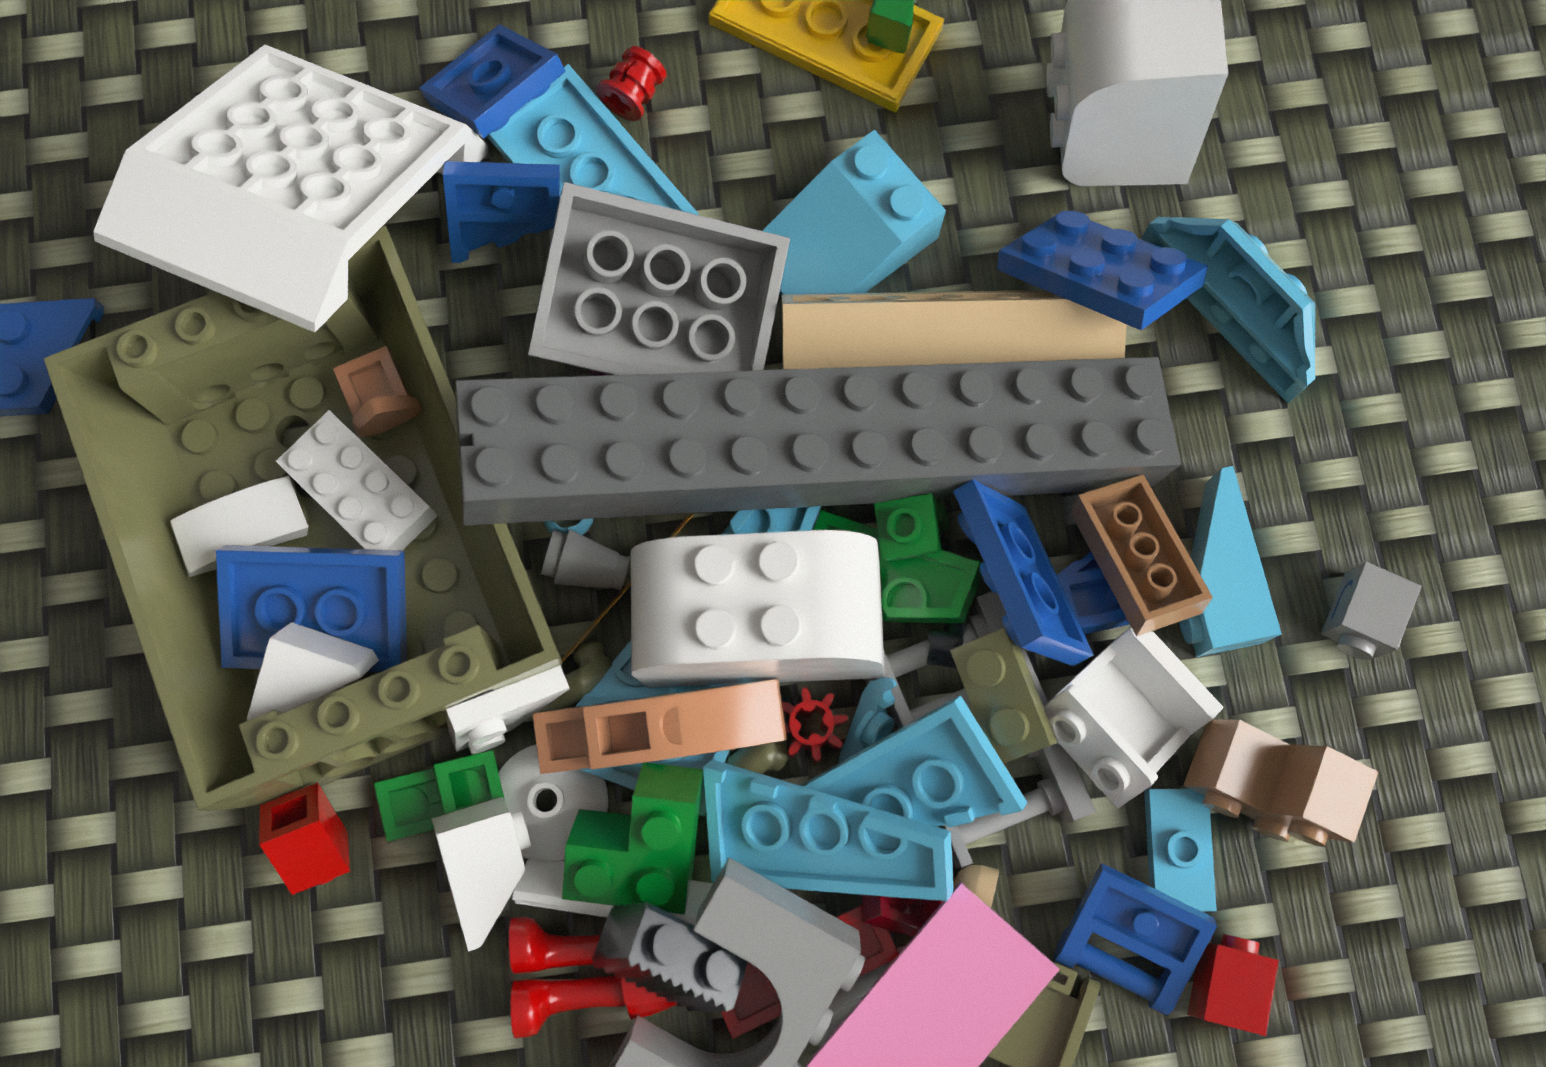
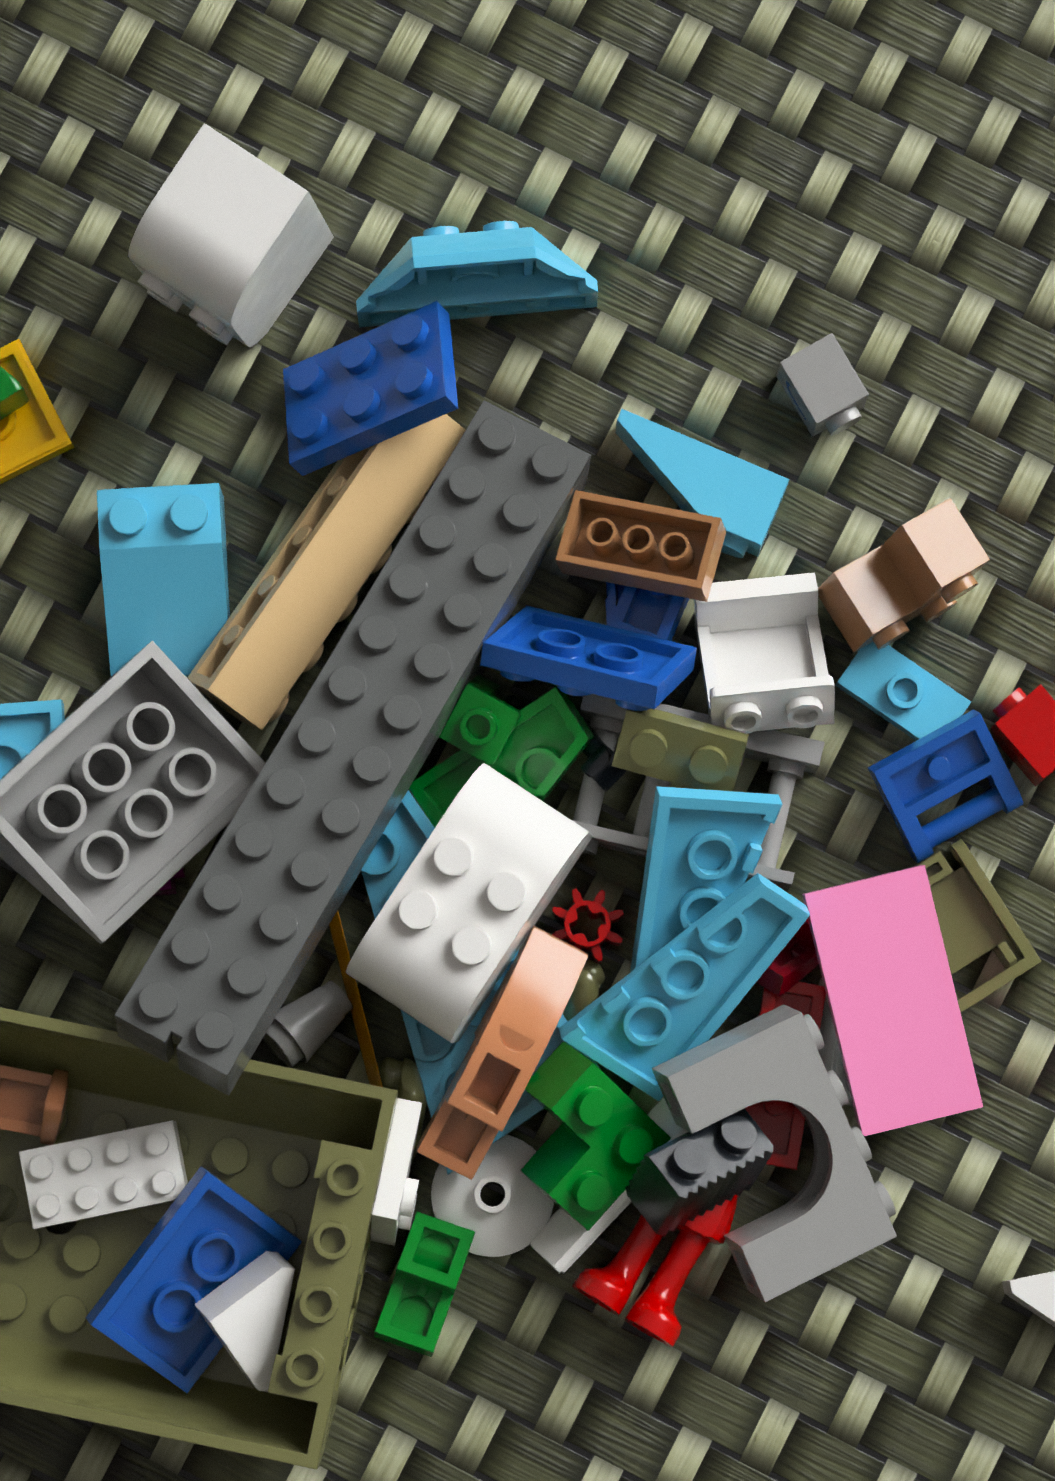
camera: 55 degrees left, 5 degrees up
(248, 517) = (63, 1297): white slope -> none
(304, 838) = (396, 1421): red brick -> none
(481, 862) = (510, 1281): white slope -> none
(870, 718) = (619, 872): medium azure piece -> none
(980, 880) = (812, 877): tan hinge -> none

